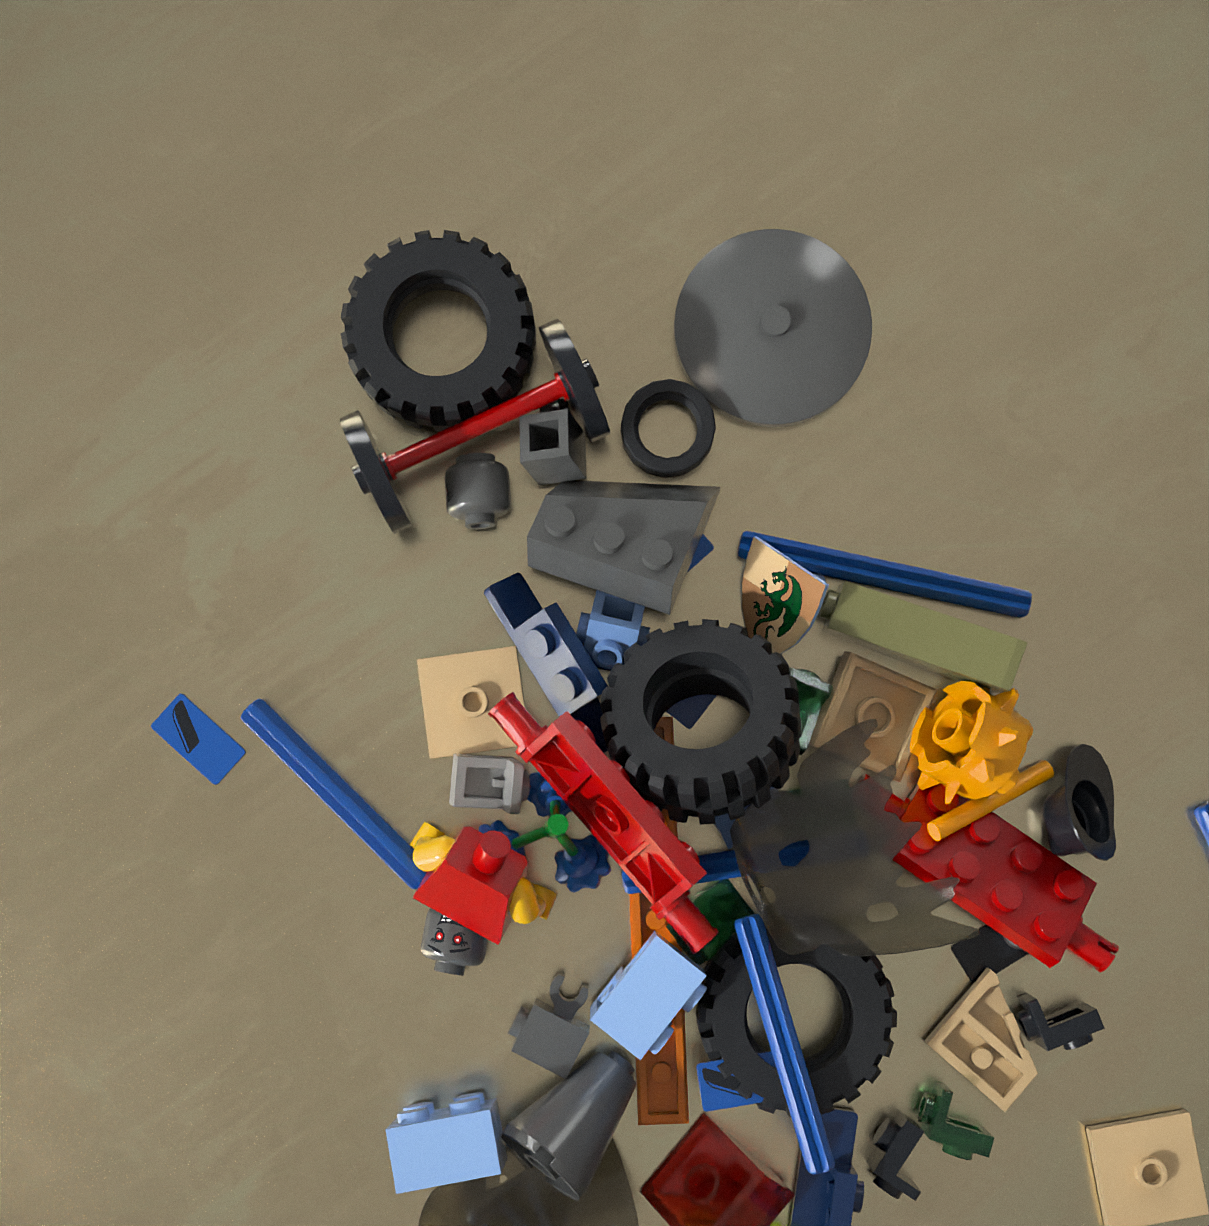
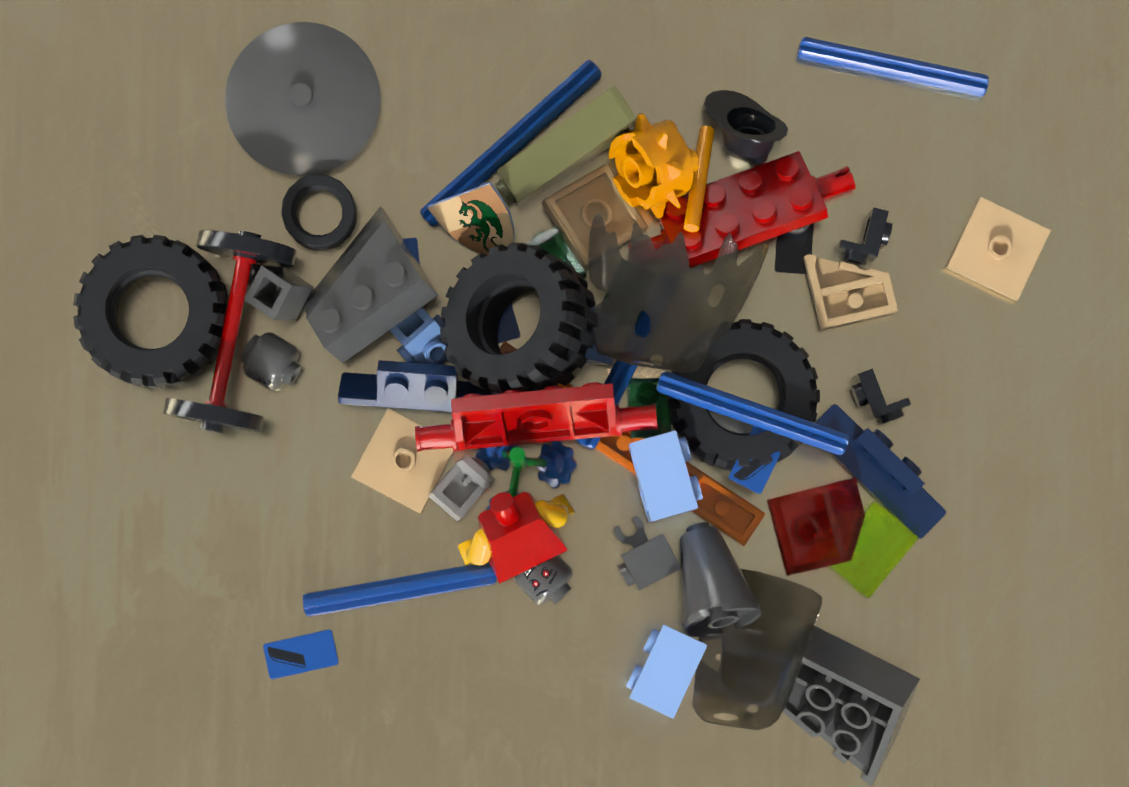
camera: 55 degrees left, 0 degrees up
(958, 1137) = (893, 351): clear green bracket -> none

